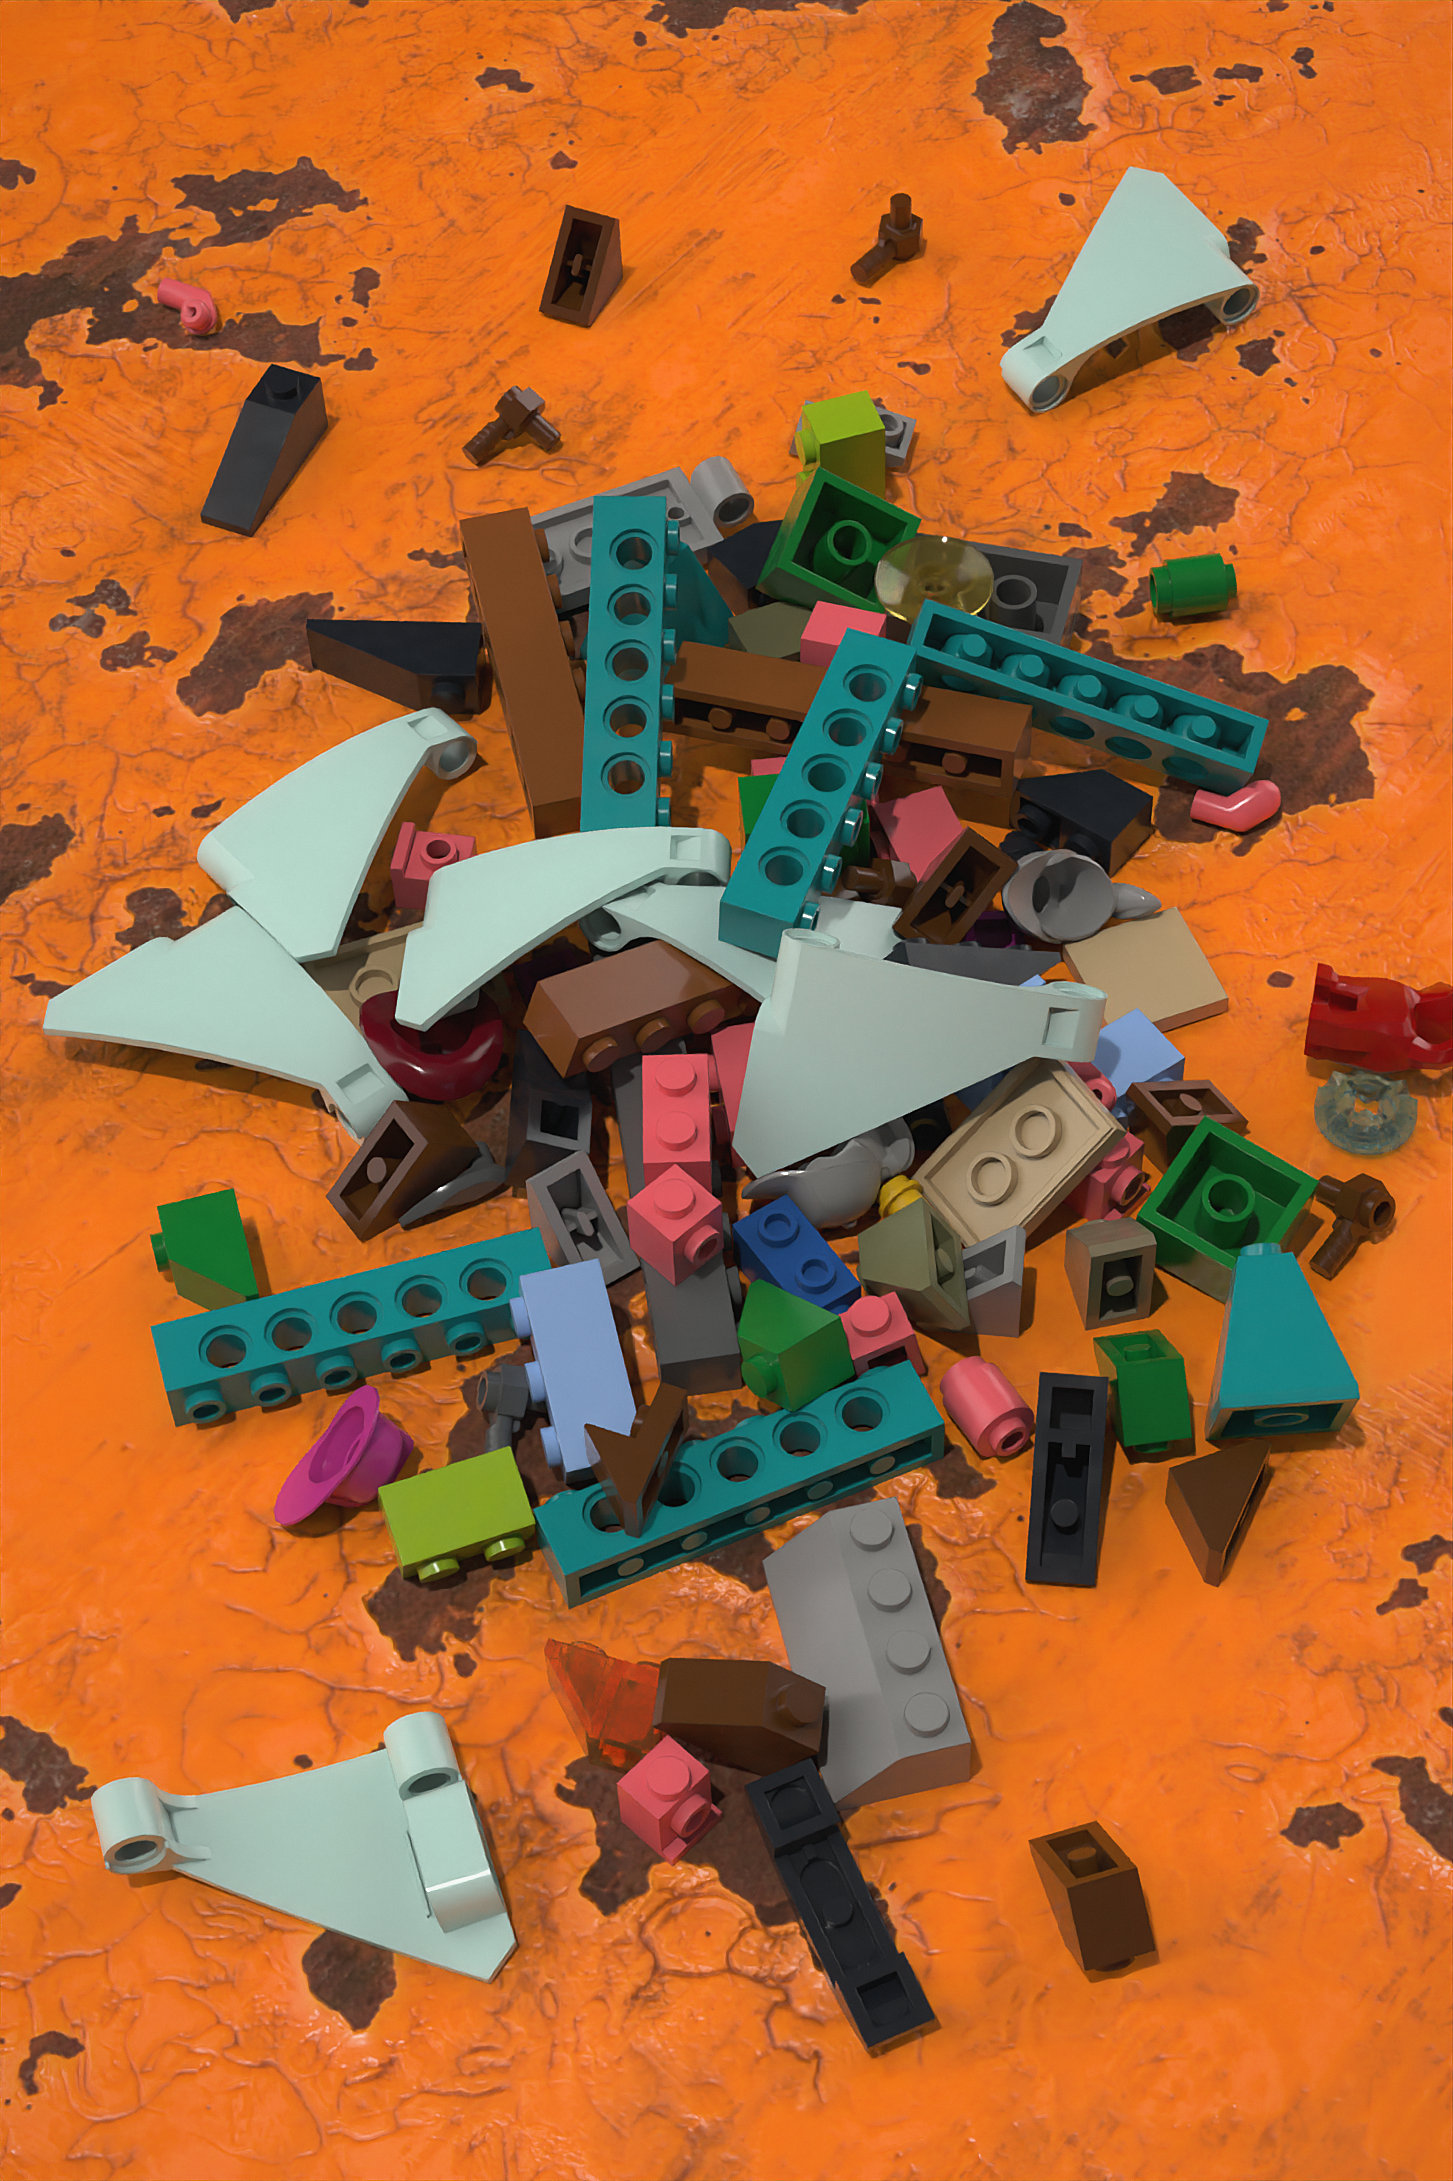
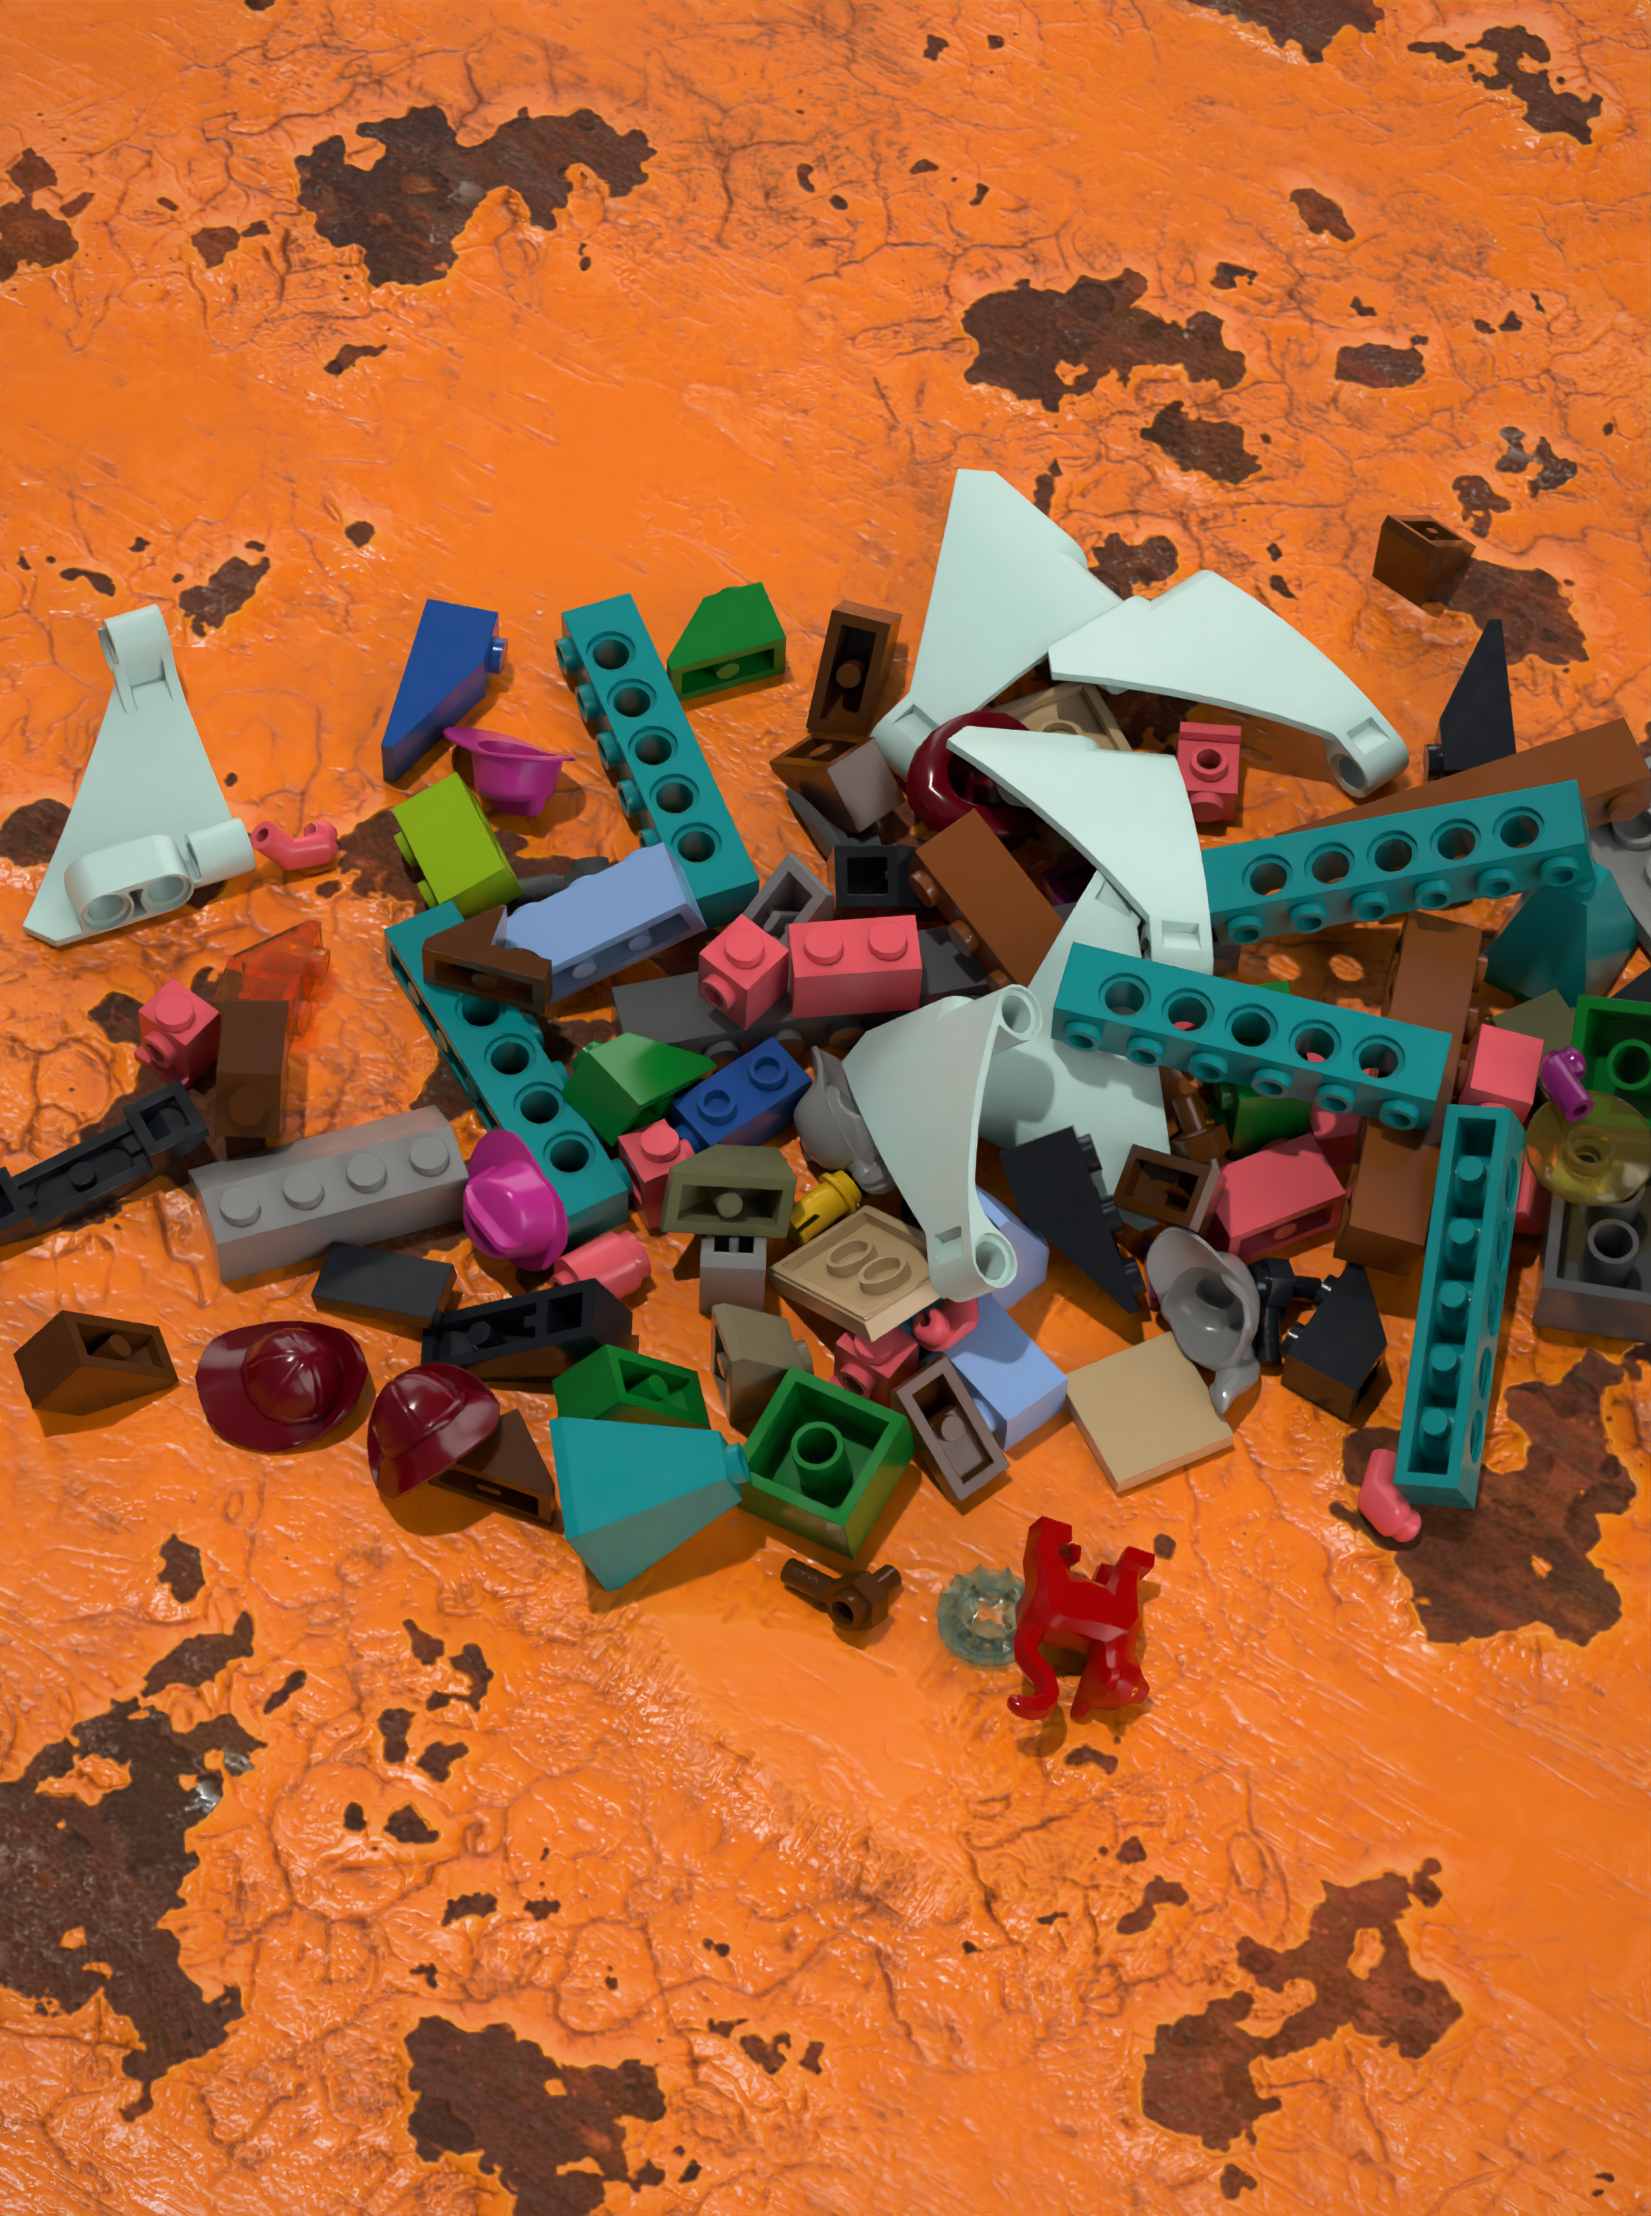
camera: 80 degrees right, 5 degrees up
(205, 689) = (1418, 555): none -> reddish brown slope
(209, 1525) = (442, 680): none -> blue slope
(264, 1145) = (853, 668): none -> reddish brown slope
(422, 1668) = (290, 853): none -> coral arm
(867, 587) = (1560, 1079): none -> magenta arm
(921, 1461) = (512, 1205): none -> dark pink piece
(994, 1608) = (384, 1285): none -> black tile
(1103, 1711) = (280, 1383): none -> dark red hat
(1185, 1558) = (427, 1424): none -> dark red hat

